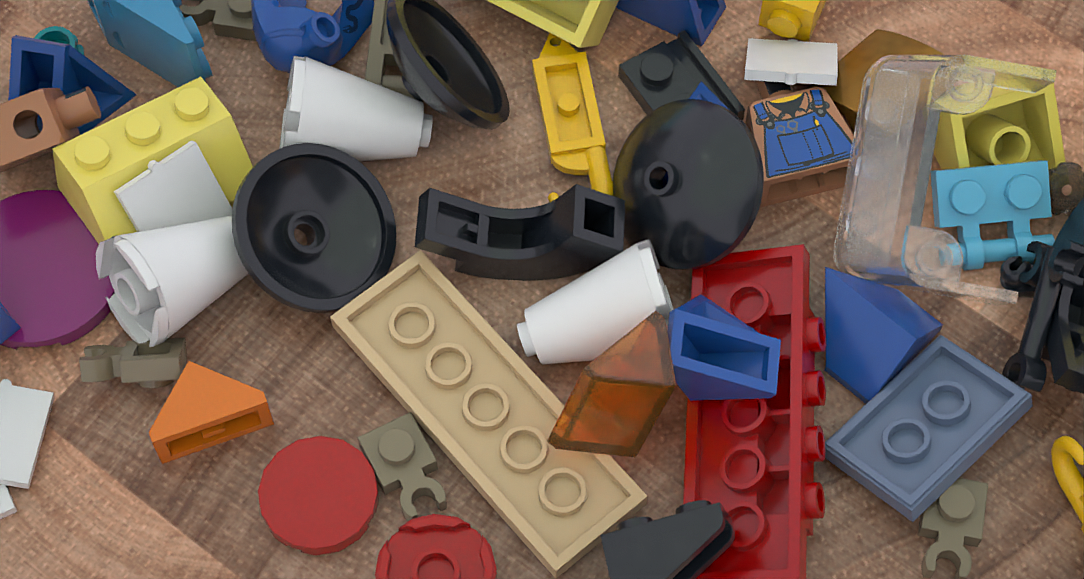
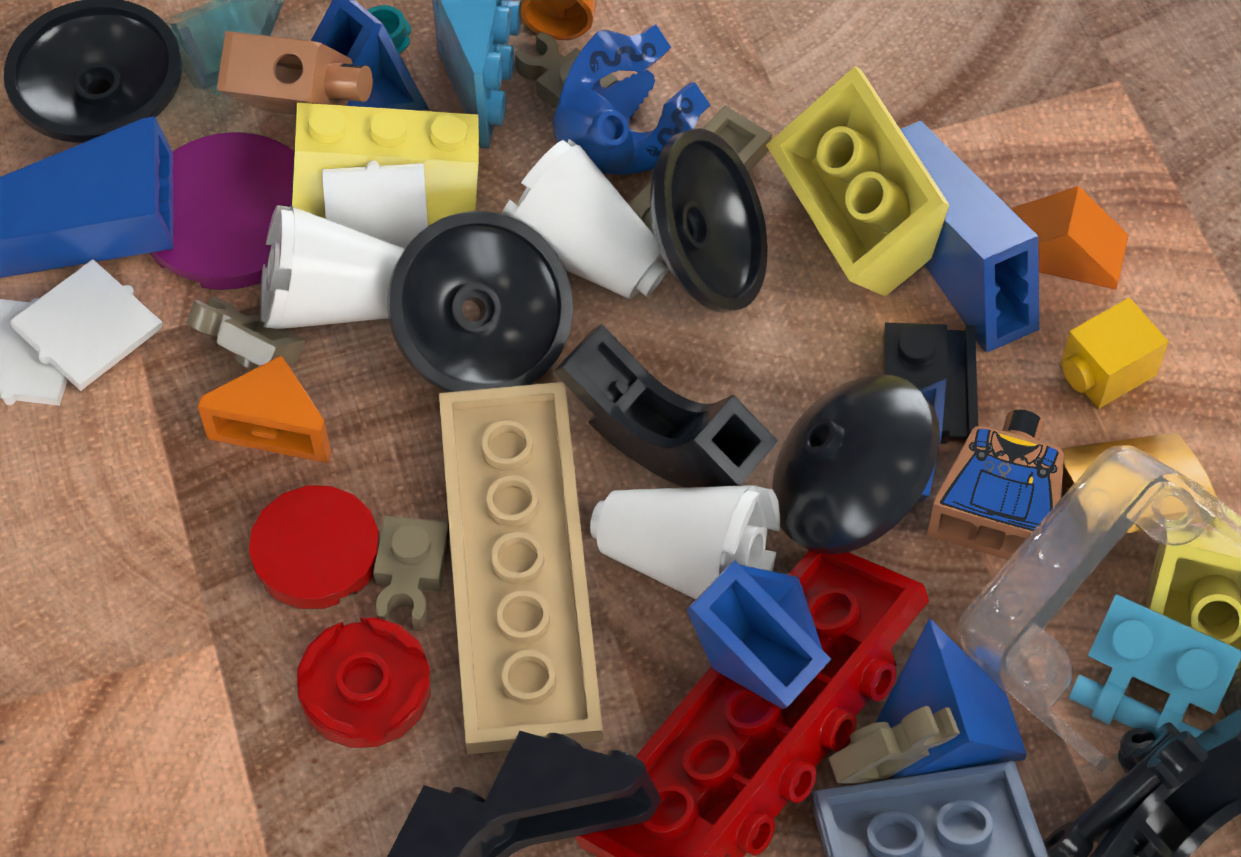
camera: 35 degrees right, 5 degrees down
(571, 114) = (802, 343): yellow plate -> none
(619, 394) = (627, 607): clear orange slope -> none
(791, 61) = (1055, 411): white piece -> none
(854, 384) = (884, 751): none -> dark tan plate

